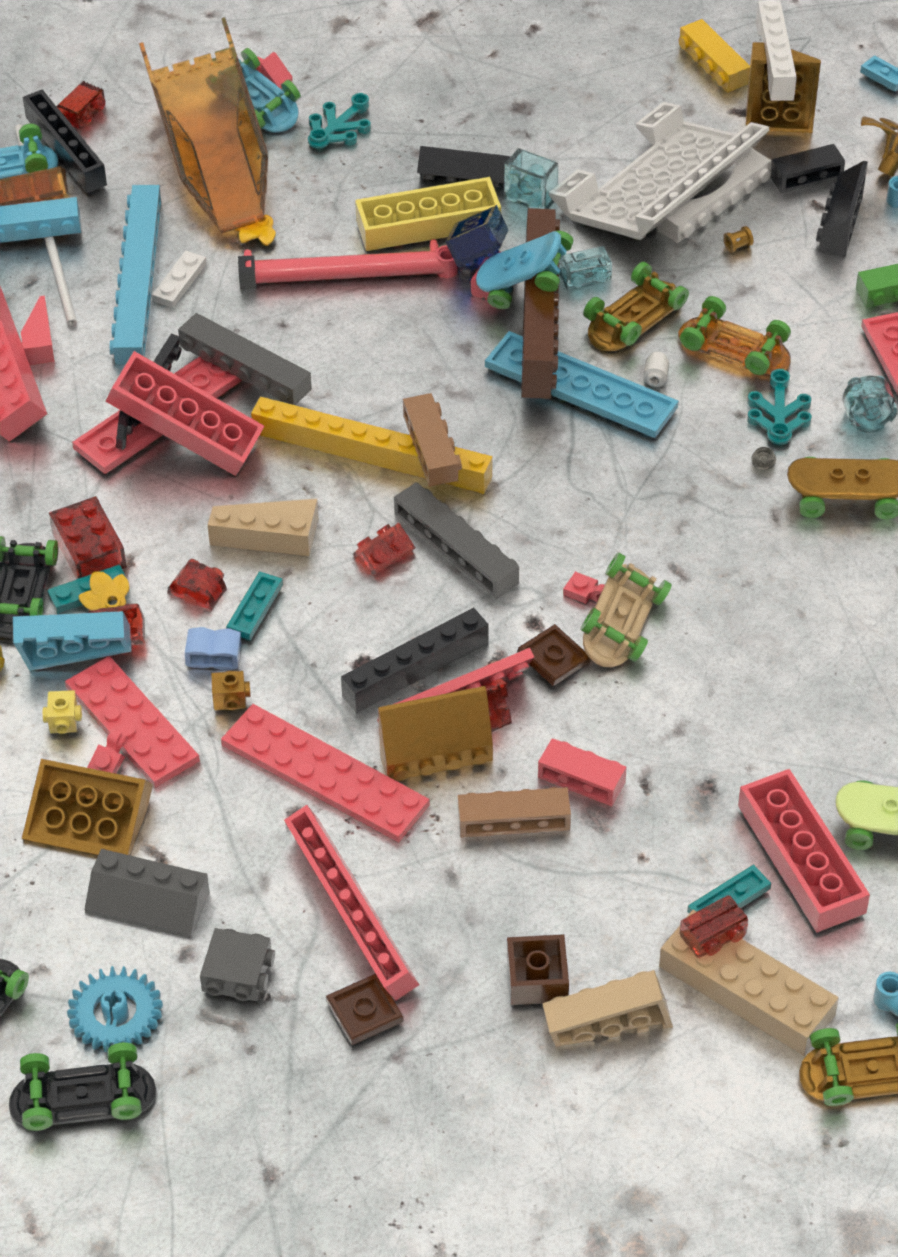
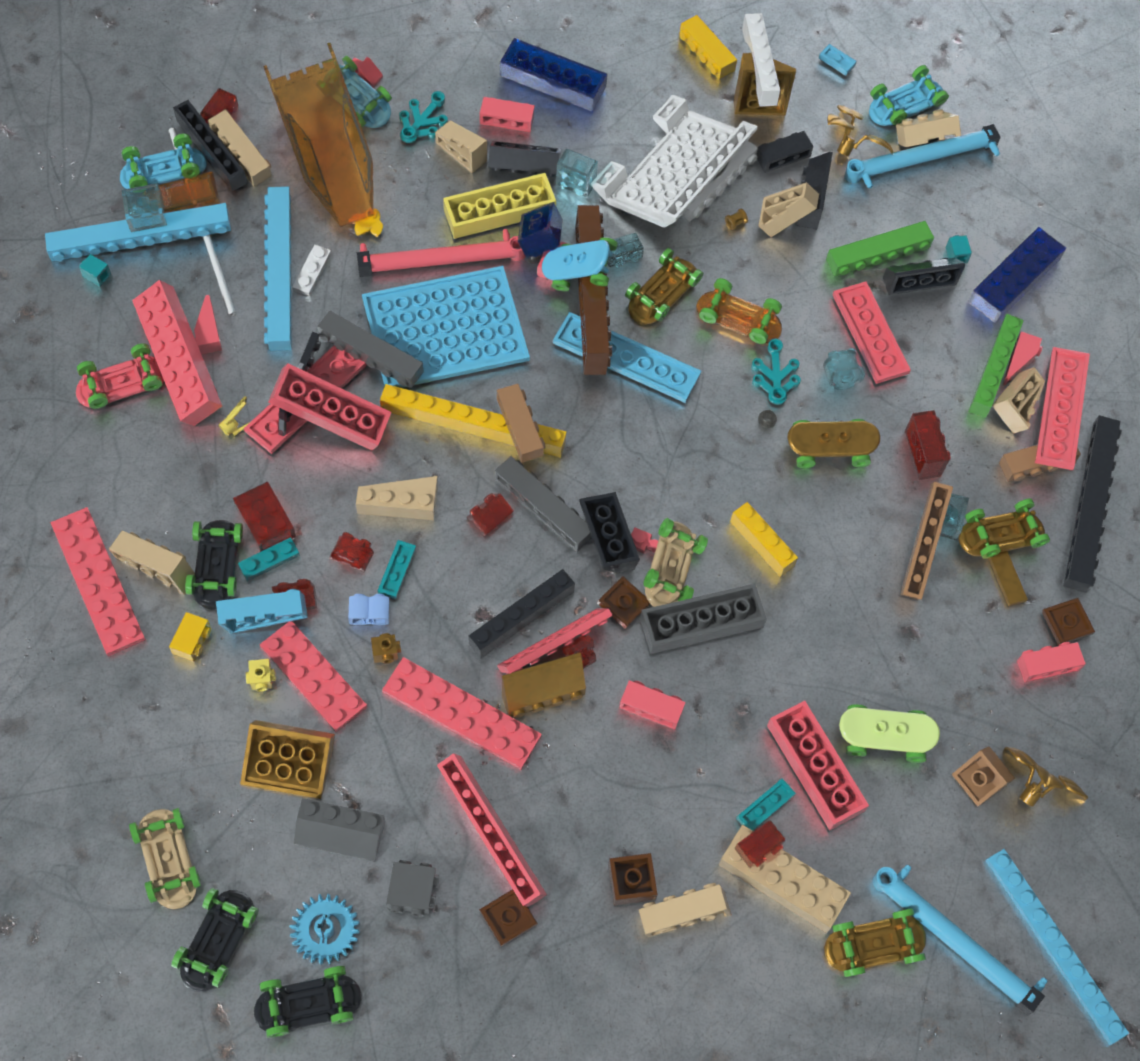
camera: 10 degrees left, 15 degrees up
(55, 438) = (229, 424): none -> light yellow plant
(104, 590) = (280, 563): yellow plate -> none
(108, 757) = (297, 712): coral plate -> none
(119, 164) = (245, 153): none -> tan wedge
(355, 340) = (450, 324): none -> medium azure plate
(387, 150) = (462, 145): none -> tan wedge
(447, 120) = (507, 114): none -> coral brick
(510, 78) = (553, 74): none -> clear blue brick
(514, 812) = (604, 742): medium nougat brick -> none
(541, 571) = (610, 532): none -> black slope
(656, 369) = (682, 341): white brick -> none
(658, 674) = (702, 618): none -> dark grey brick
(748, 590) = (763, 539): none -> yellow brick
(804, 223) = (786, 208): none -> tan wedge

